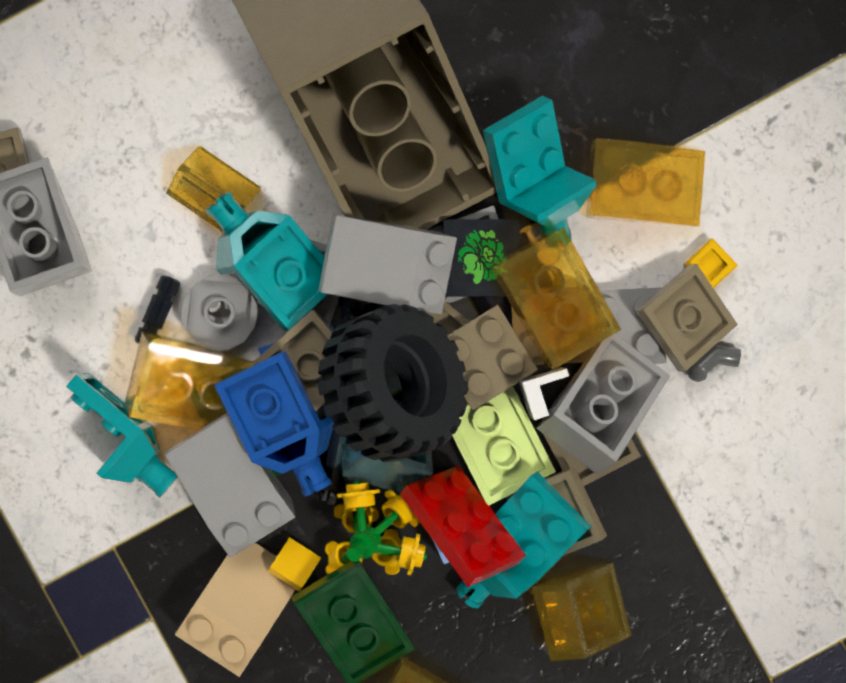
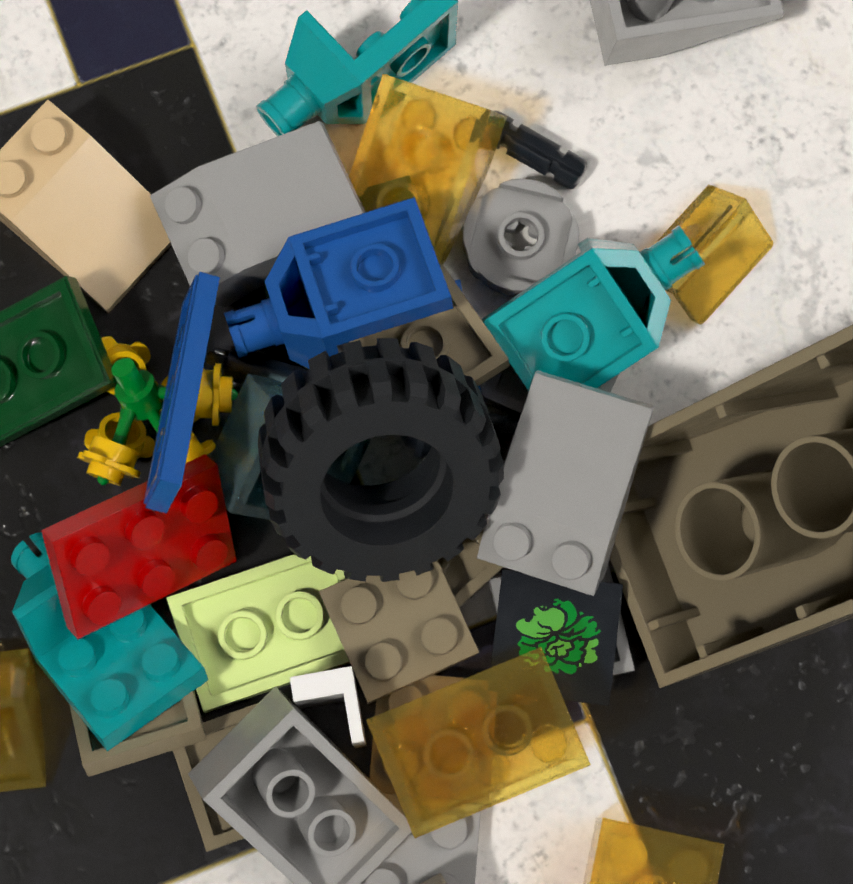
camera: 90 degrees right, 10 degrees down
(294, 564) = (124, 295): yellow tile -> none
(365, 514) = (181, 393): none -> blue tile
(532, 169) = (689, 735): teal plate -> none

